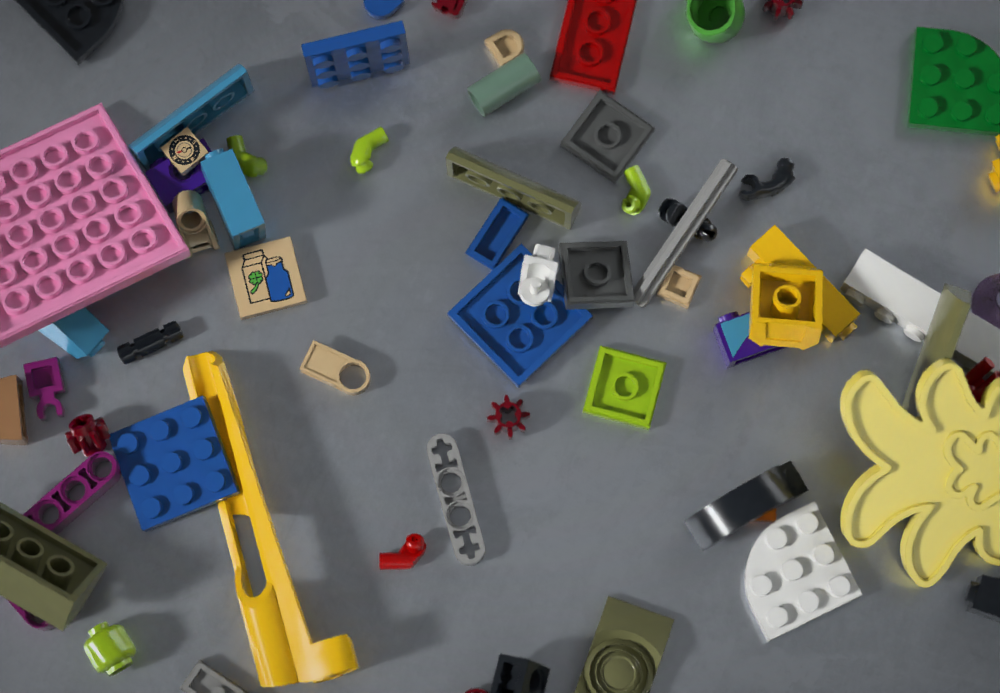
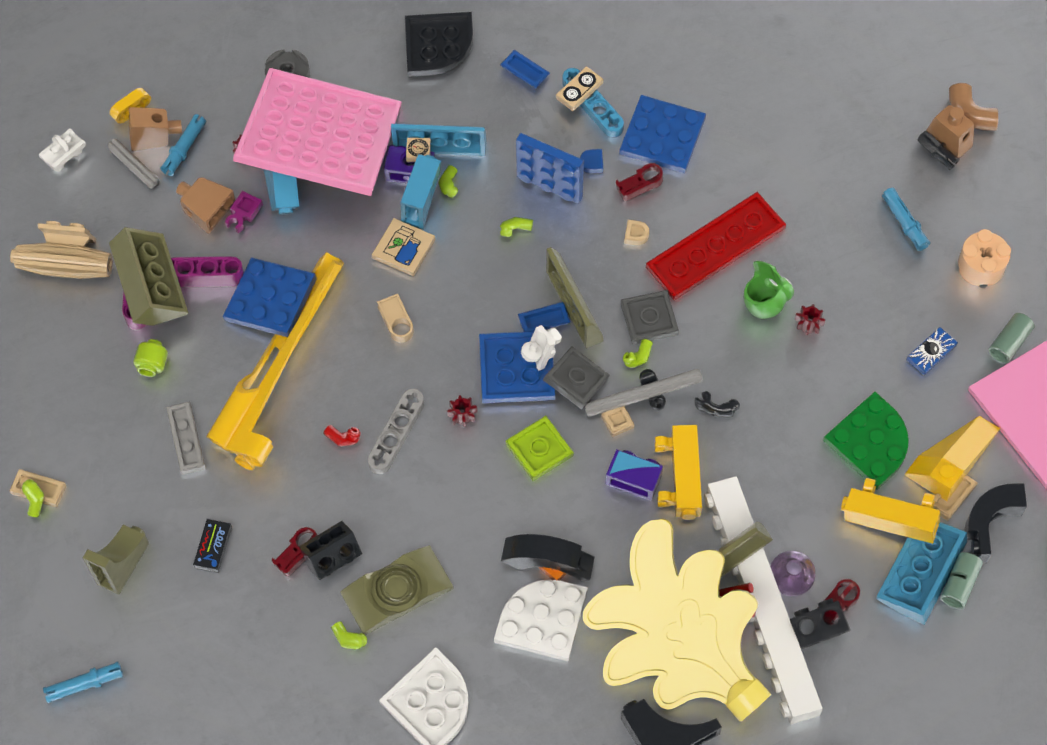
camera: 40 degrees right, 15 degrees down
(87, 435) = (240, 247): dark red gear -> none
(150, 342) = (315, 231): black axle -> none
(195, 226) = (389, 194): tan piece -> none
(504, 84) = (617, 247): sand green pin -> none
(786, 305) = (660, 465): yellow slope -> none

